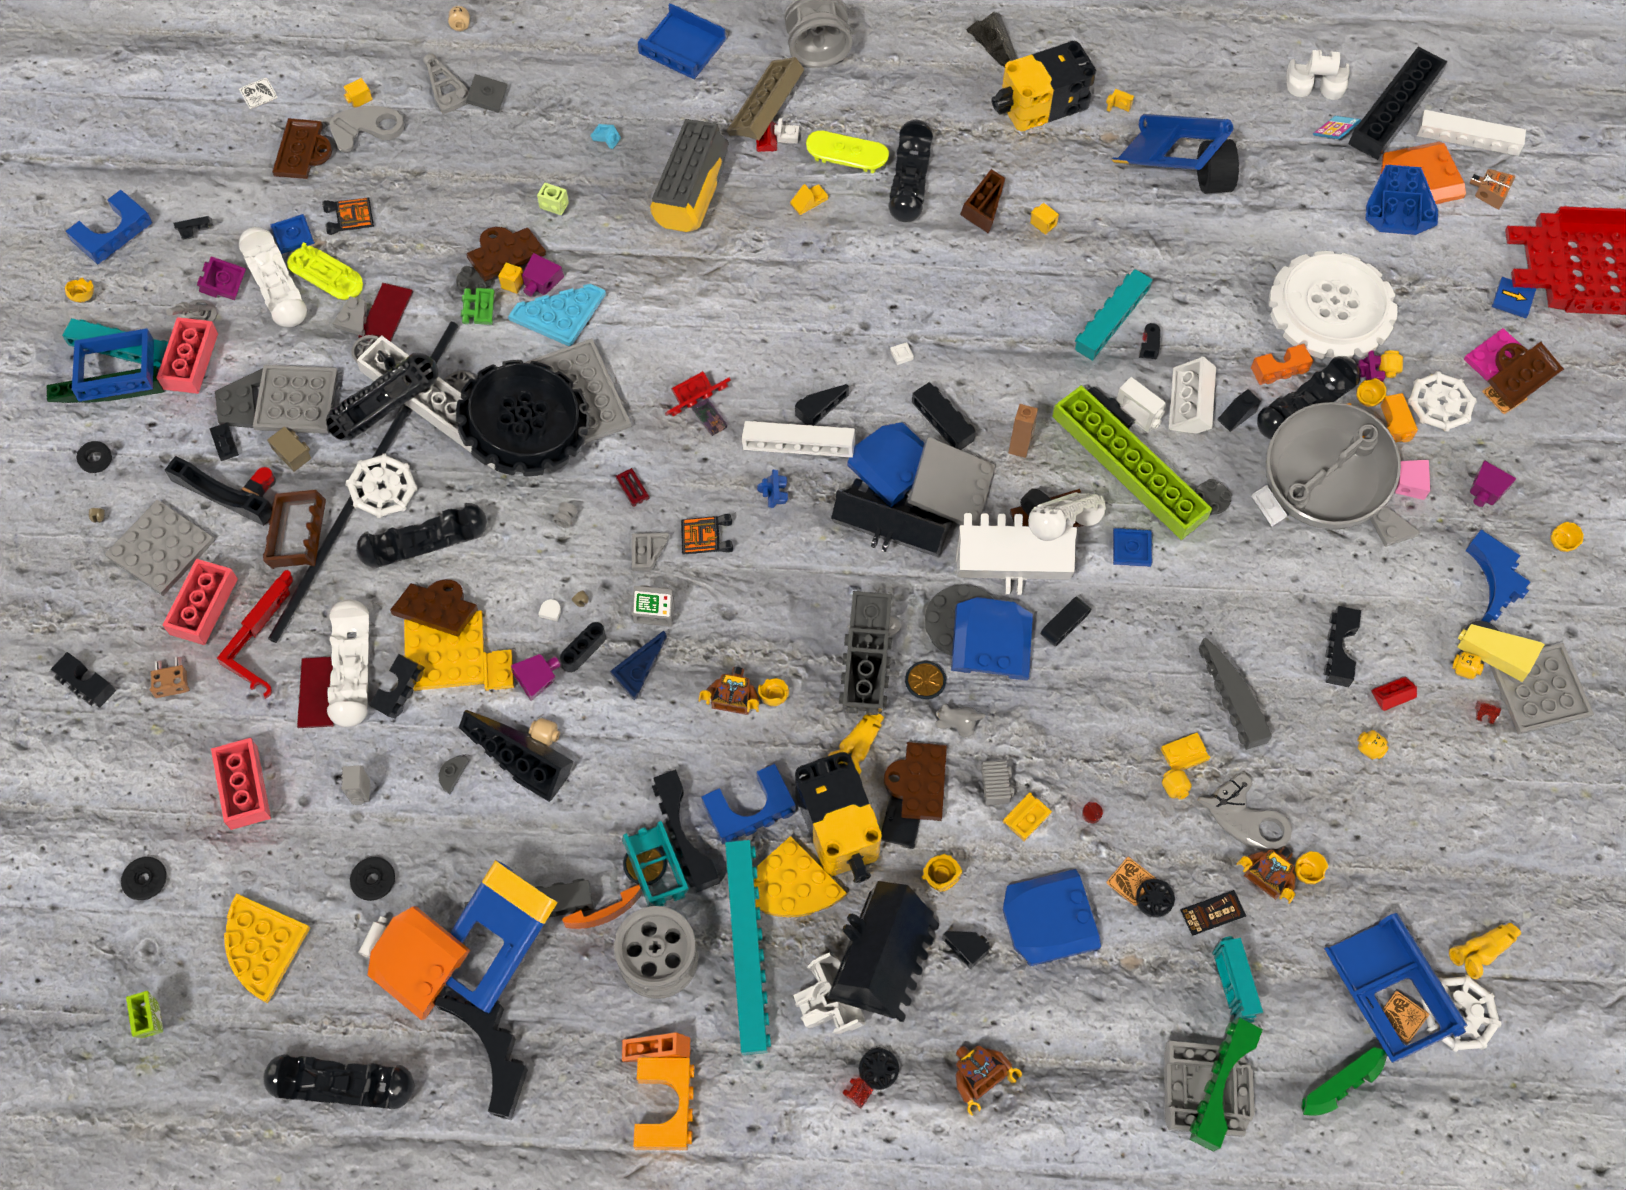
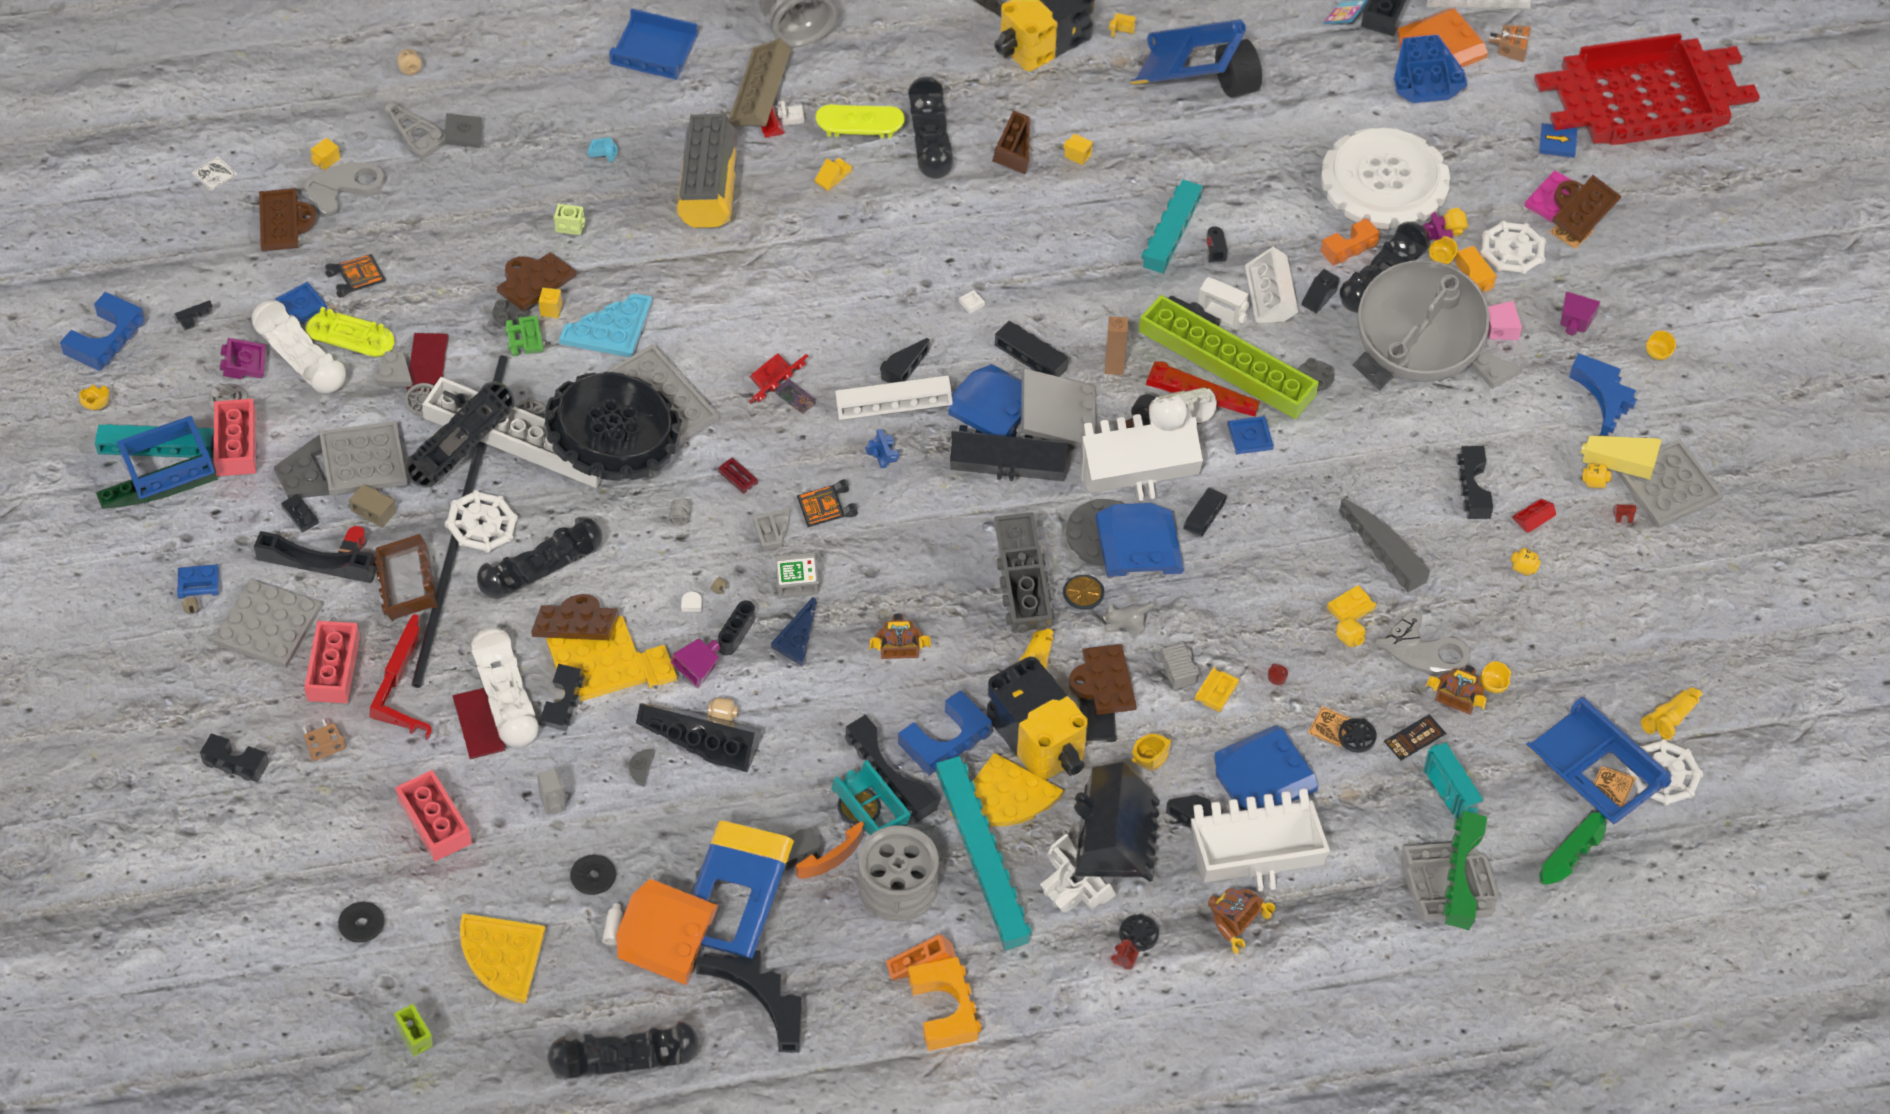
camera: 15 degrees left, 10 degrees down
(87, 449) = (171, 562): black tyre -> none
(112, 486) = (198, 576): none -> blue plate
(541, 275) = (580, 295): magenta torso -> none
(773, 692) = (939, 629): yellow hair -> none
(1023, 998) = (1258, 839): none -> white piece
(1080, 480) = (1175, 380): none -> red wing

